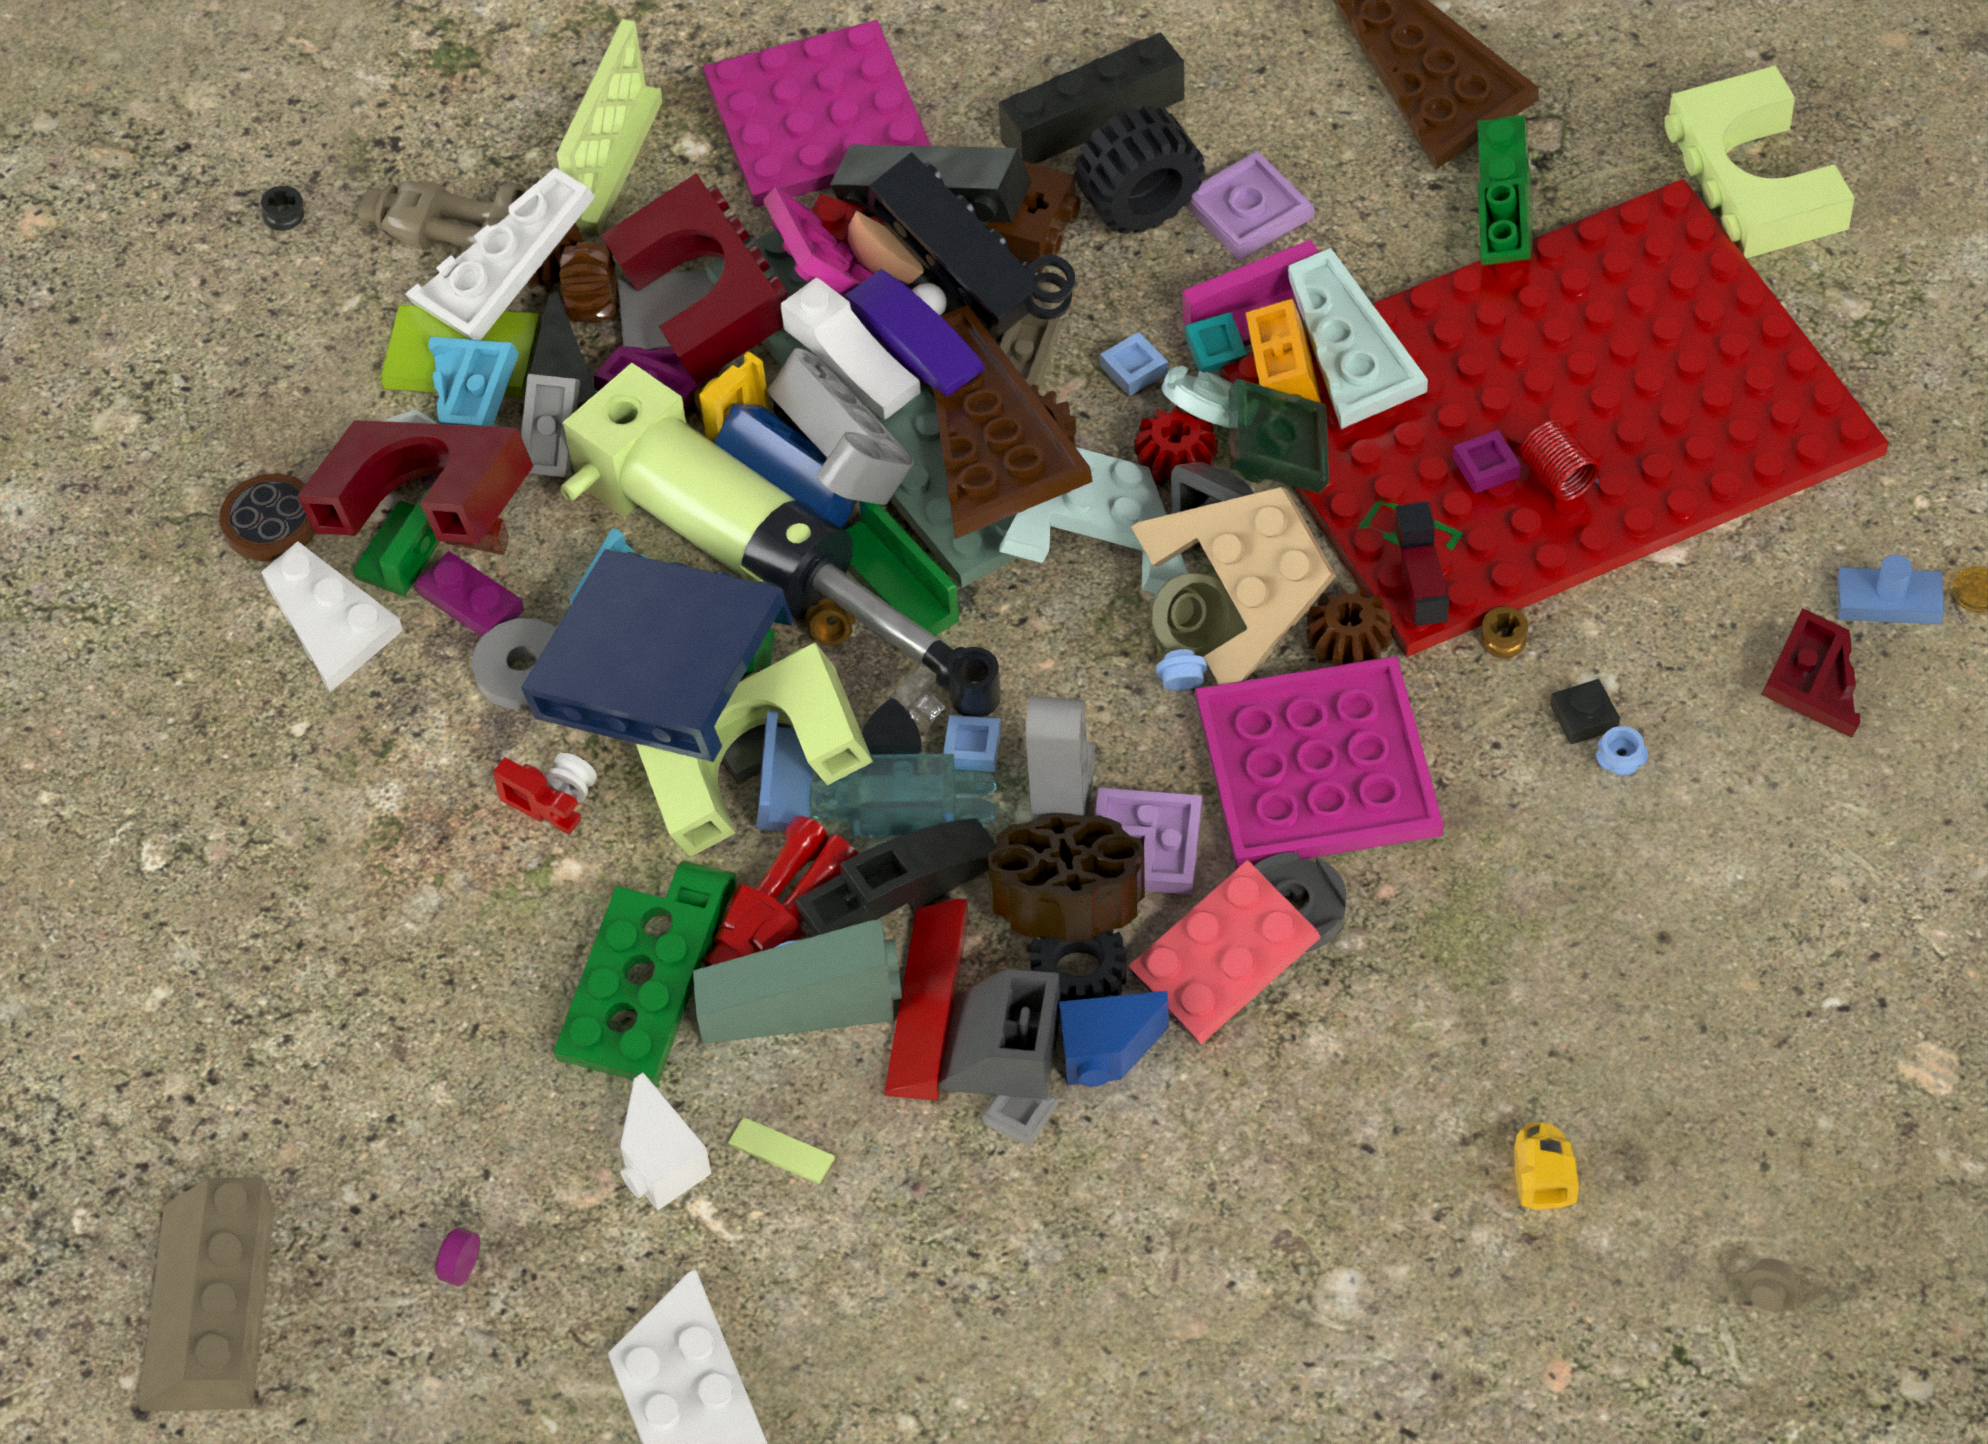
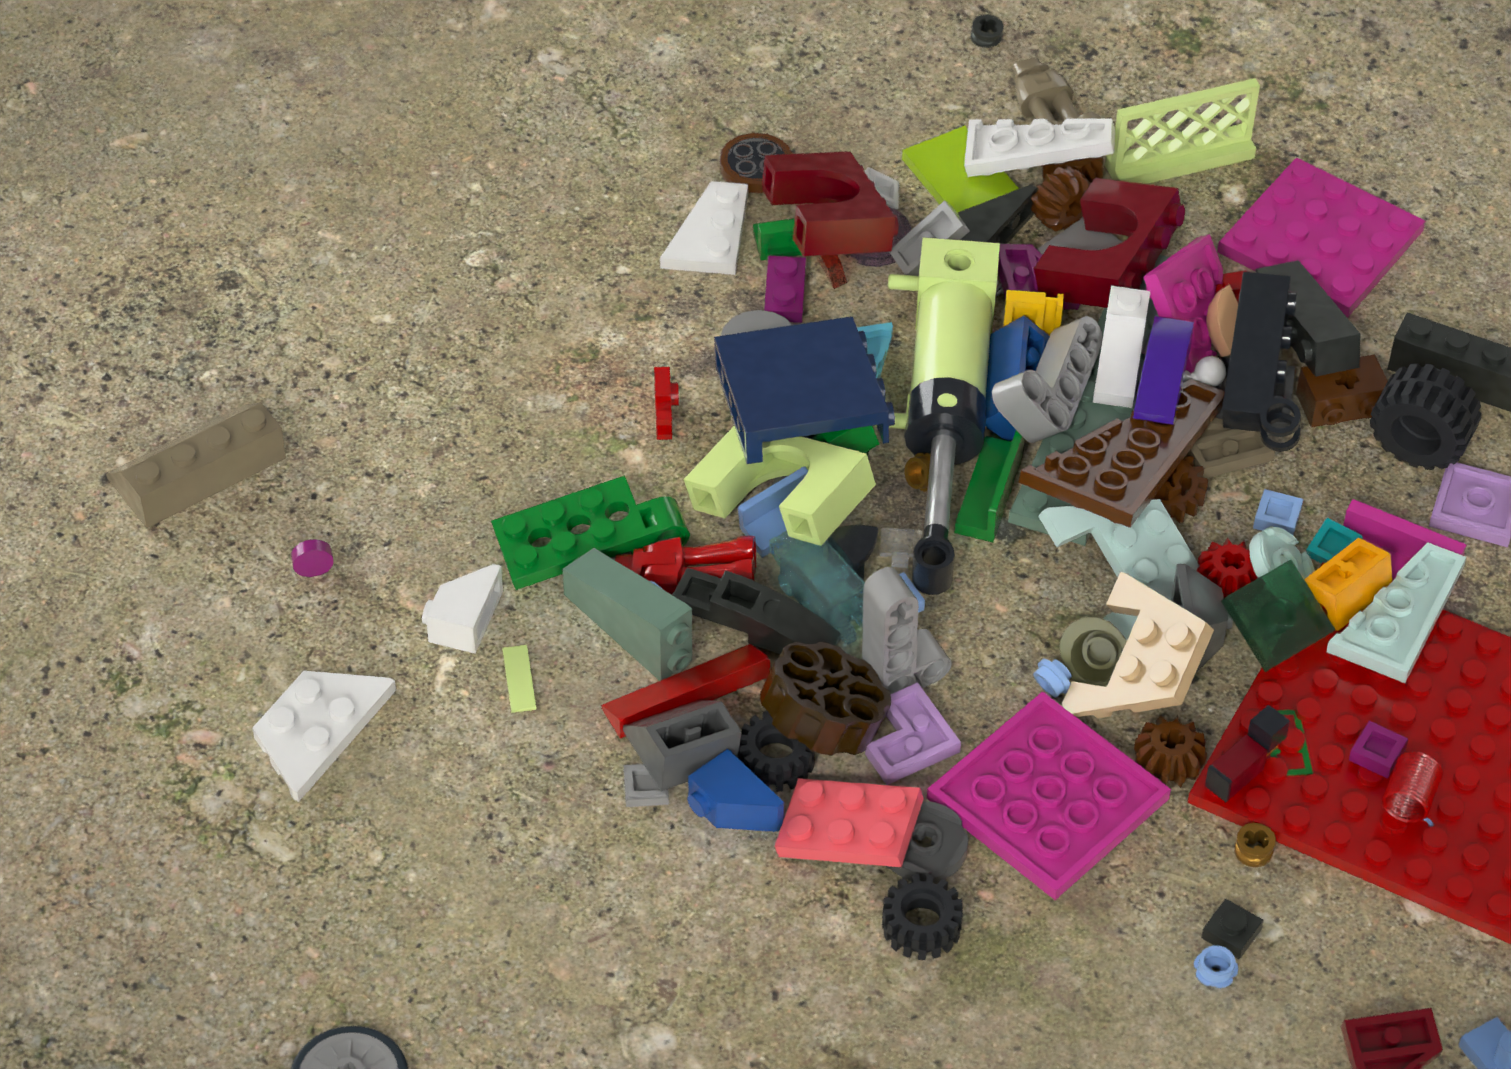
camera: 50 degrees right, 5 degrees down
(471, 379) = (930, 188): medium azure wing -> none
(571, 775) = (692, 412): white bush -> none
(1387, 933) = (917, 937): none -> black tyre

